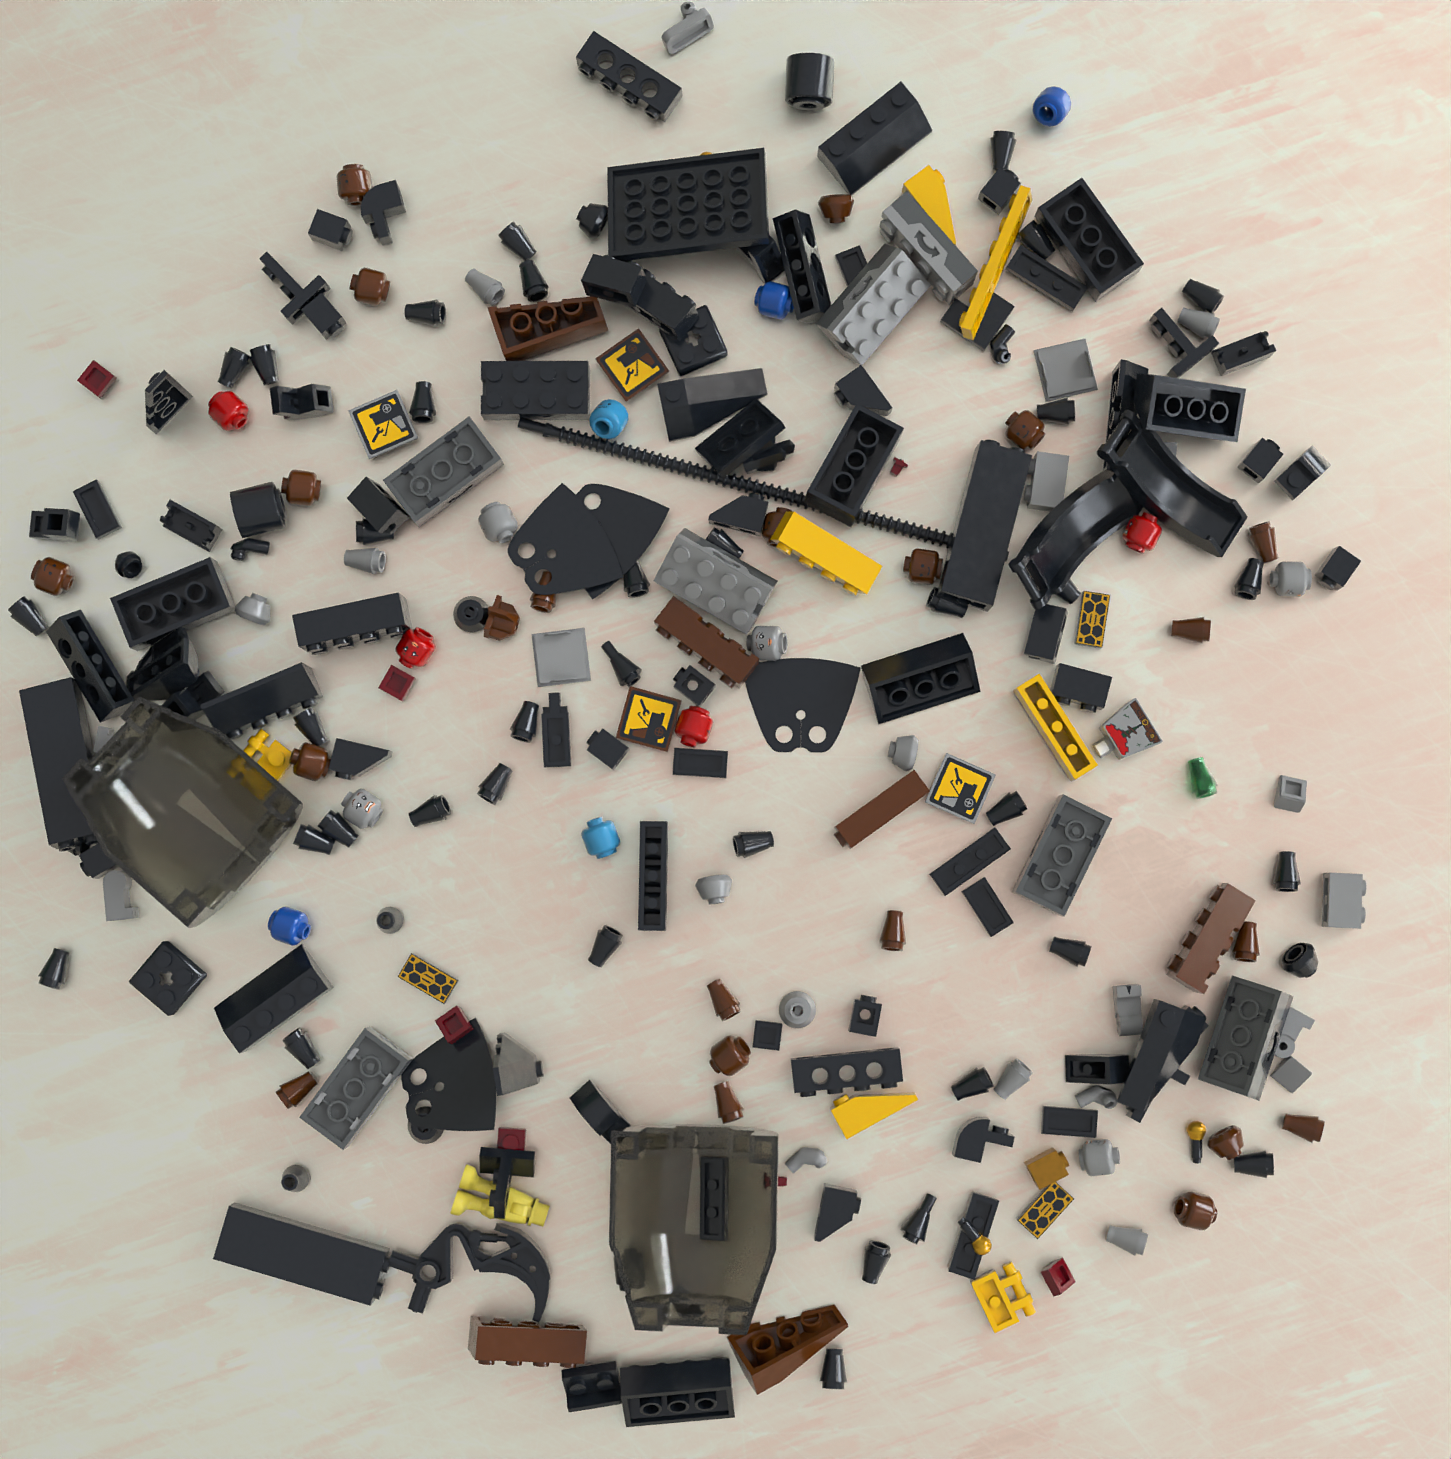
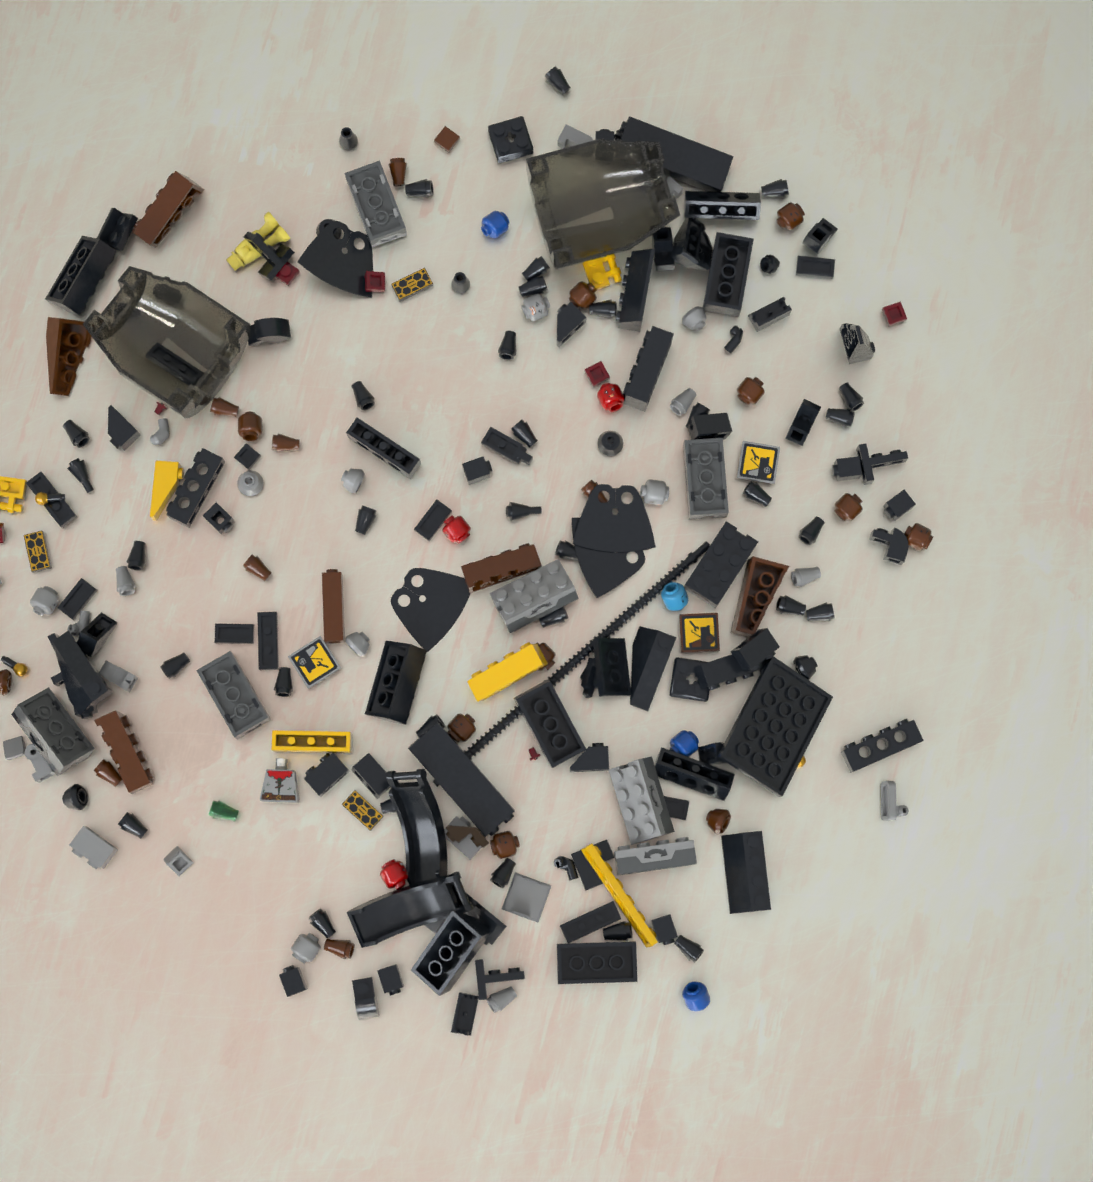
camera: 115 degrees right, 5 degrees down
(216, 1057) = (447, 139): none -> reddish brown tile
(228, 410) = (825, 377): red head -> none
(258, 509) = (753, 356): black piece -> none
(272, 999) = (459, 189): black slope -> none
(302, 1254) = (302, 117): black brick -> none
(440, 1256) = (248, 192): black piece -> none
(495, 783) = (499, 393): black cone -> none
(501, 620) = (594, 457): reddish brown piece -> none
(514, 1066) = (325, 297): wedge -> none
(561, 657) = (550, 479): light grey piece -> none
(600, 837) = (426, 432): dark azure head -> none
(648, 719) = (478, 505): piece -> none
(704, 687) = (475, 540): black brick -> none
(742, 514) = (564, 640): black slope -> none
(767, 643) = (477, 604): light grey head -> none
(809, 81) = (807, 853): black piece -> none
(833, 1370) = (31, 370): black cone -> none
(930, 193) = (686, 882): yellow slope -> none
(972, 1137) = (107, 537): black brick -> none
(1047, 1167) = (59, 567): pearl gold brick -> none
(1048, 483) = (459, 833): none -> dark brown slope
(1192, 629) = (315, 867): reddish brown cone -> none
(1203, 296) = (515, 1013): black cone -> none

